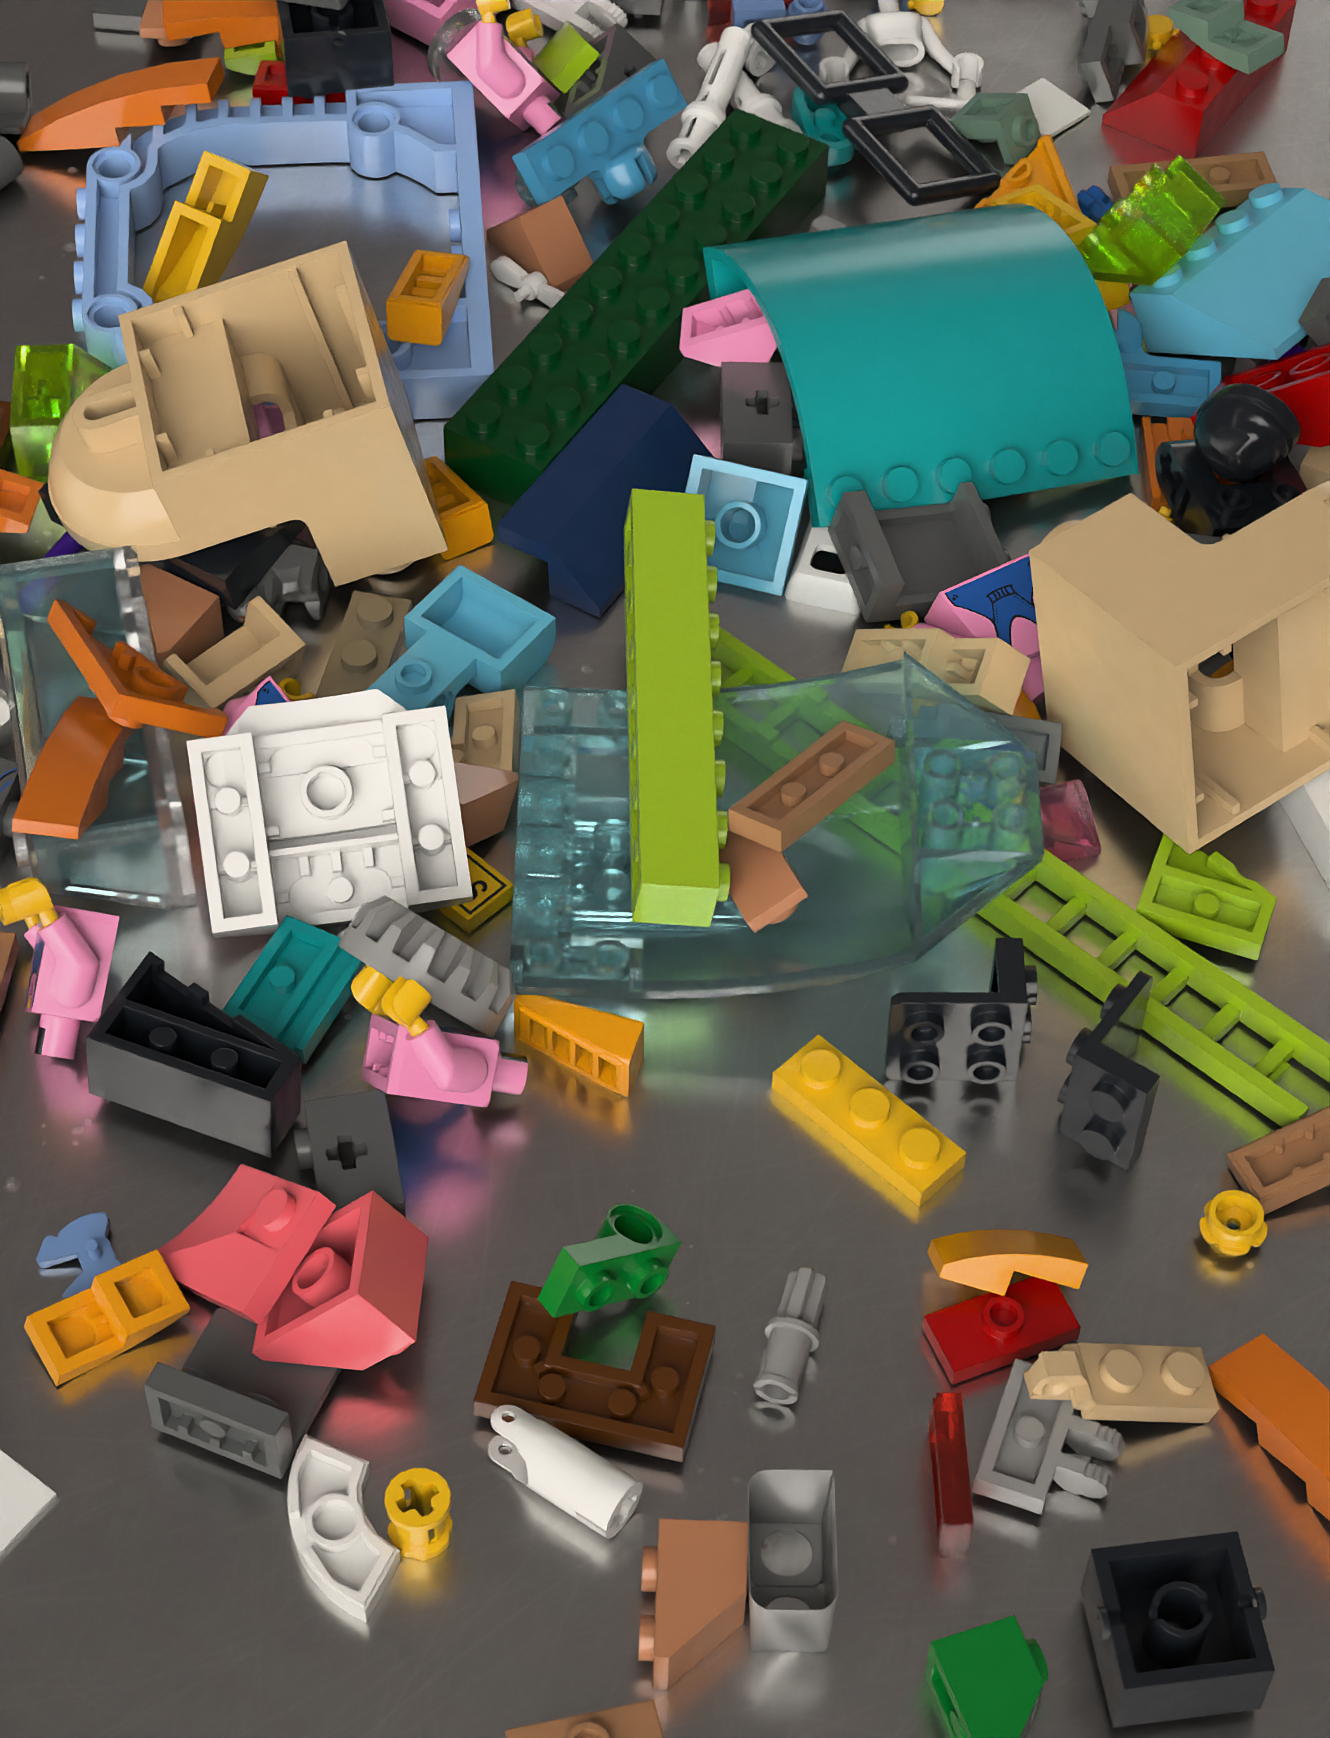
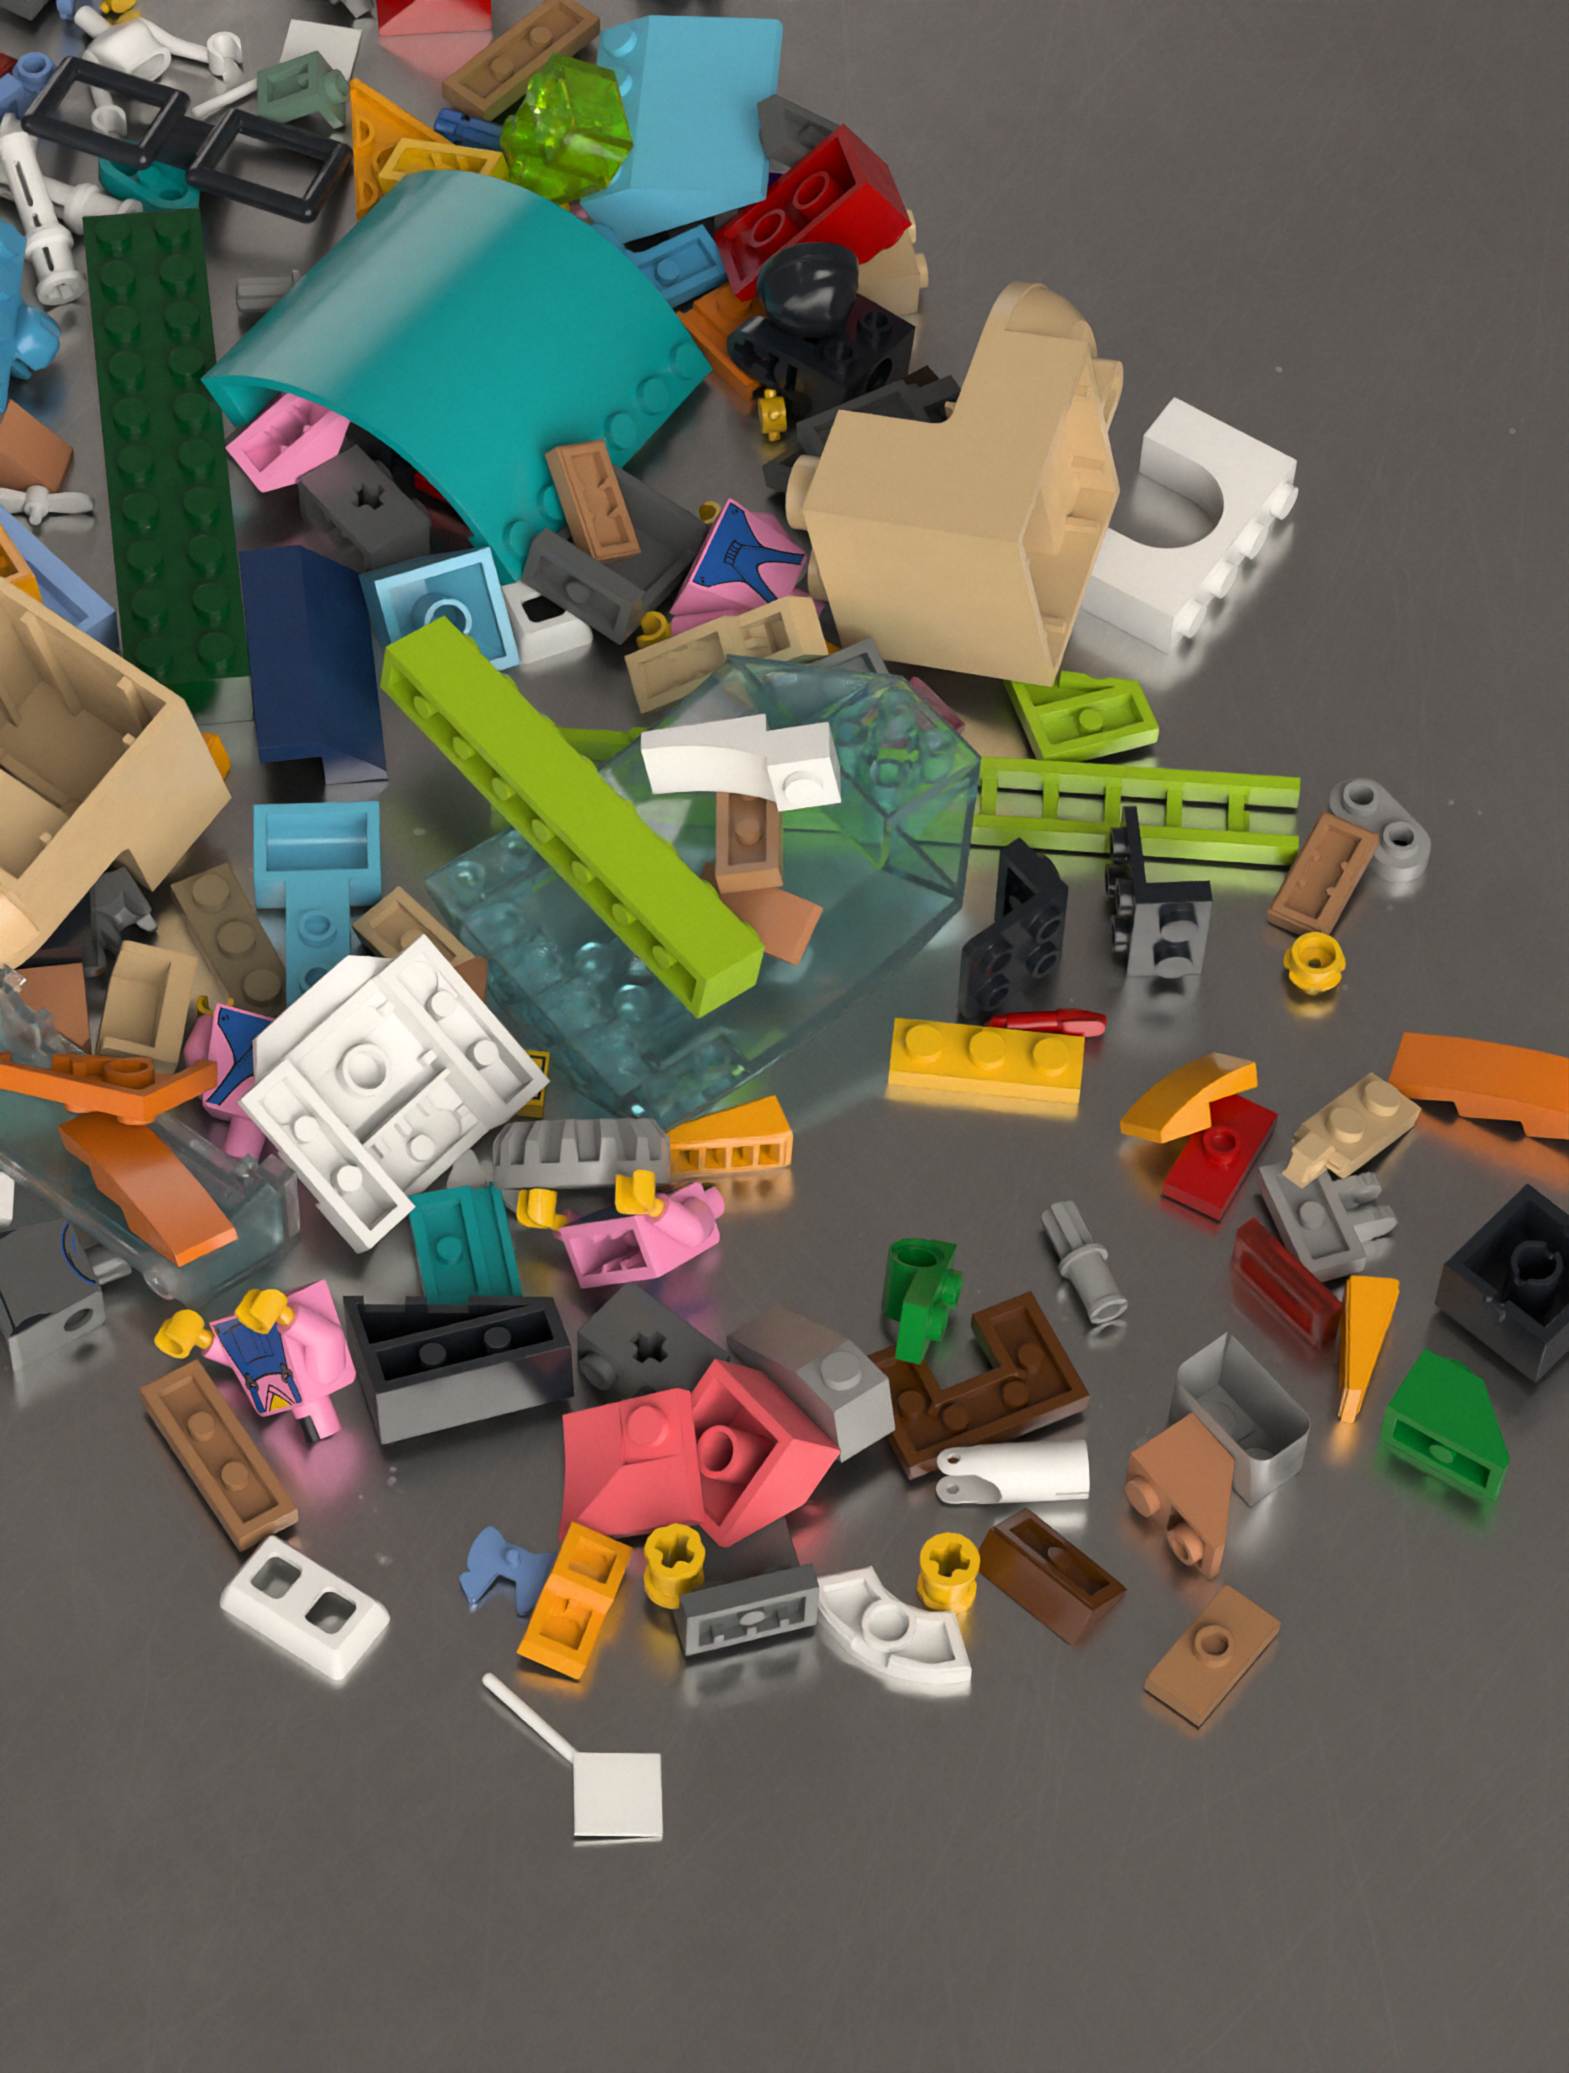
camera: 40 degrees left, 5 degrees up
(201, 1336) = (673, 1565): none -> yellow bush
(460, 1277) = (821, 1375): none -> light grey slope
(515, 1579) = (1048, 1575): none -> reddish brown slope
(838, 732) = (745, 757): none -> white slope
(928, 499) = (593, 501): none -> medium nougat plate
(959, 1128) = (1060, 1021): none -> red piece
(983, 1566) = (1362, 1331): none -> light orange slope

